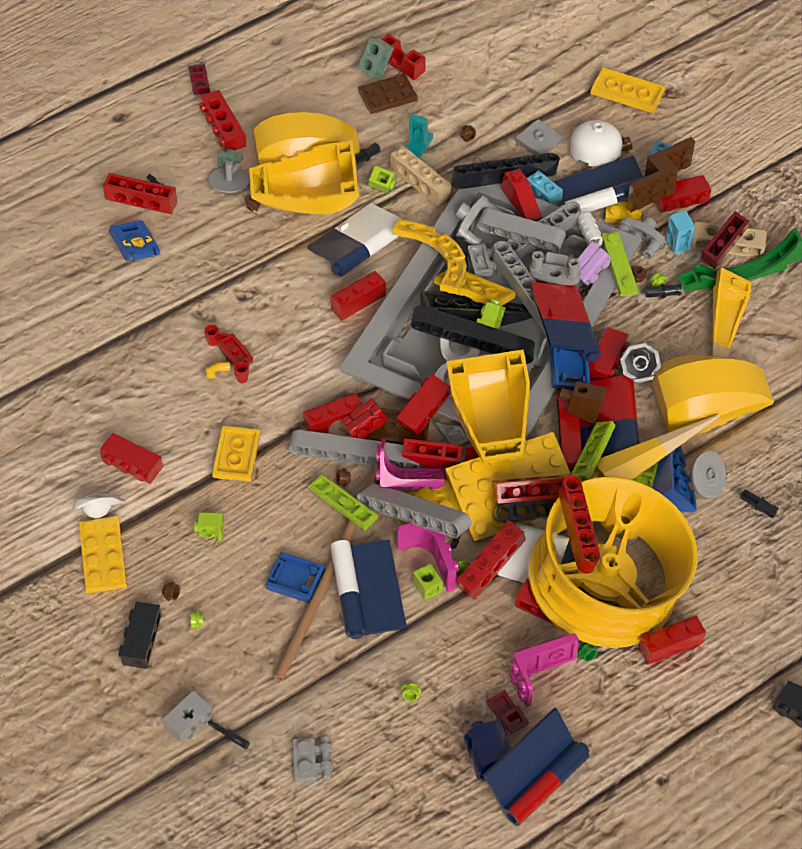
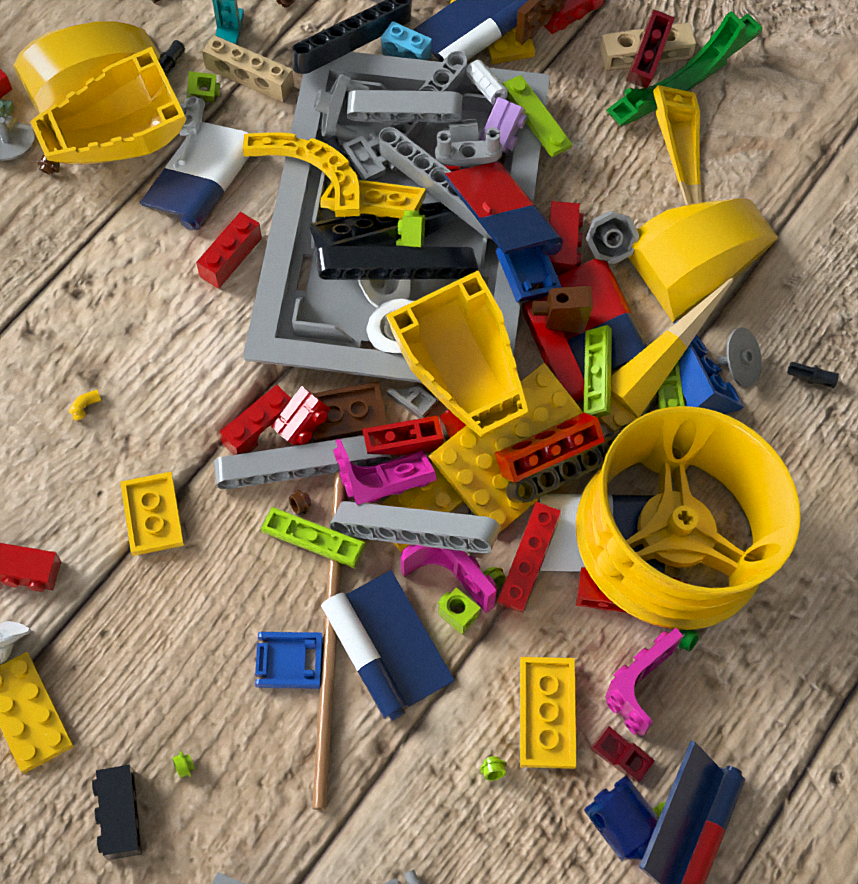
camera: 20 degrees left, 10 degrees up
(171, 591) = (135, 735): reddish brown plate -> none
(210, 525) = (153, 625): lime brick -> none
(232, 349) = (96, 372): red plate -> none
(363, 203) = (193, 111): none -> white piece
(424, 405) = (369, 375): red brick -> none
(464, 667) = (547, 712): none -> yellow plate
(520, 194) = (385, 60): red slope -> none
(579, 524) = (646, 505): red beam -> none
(639, 273) = (563, 122): reddish brown plate -> none
(646, 231) = (546, 62): light grey connector -> none
(658, 279) = (585, 123): lime plate -> none
(663, 291) = (596, 133): black axle -> none
(672, 640) = (783, 589): red brick -> none
(680, 232) = (590, 53): medium azure brick -> none

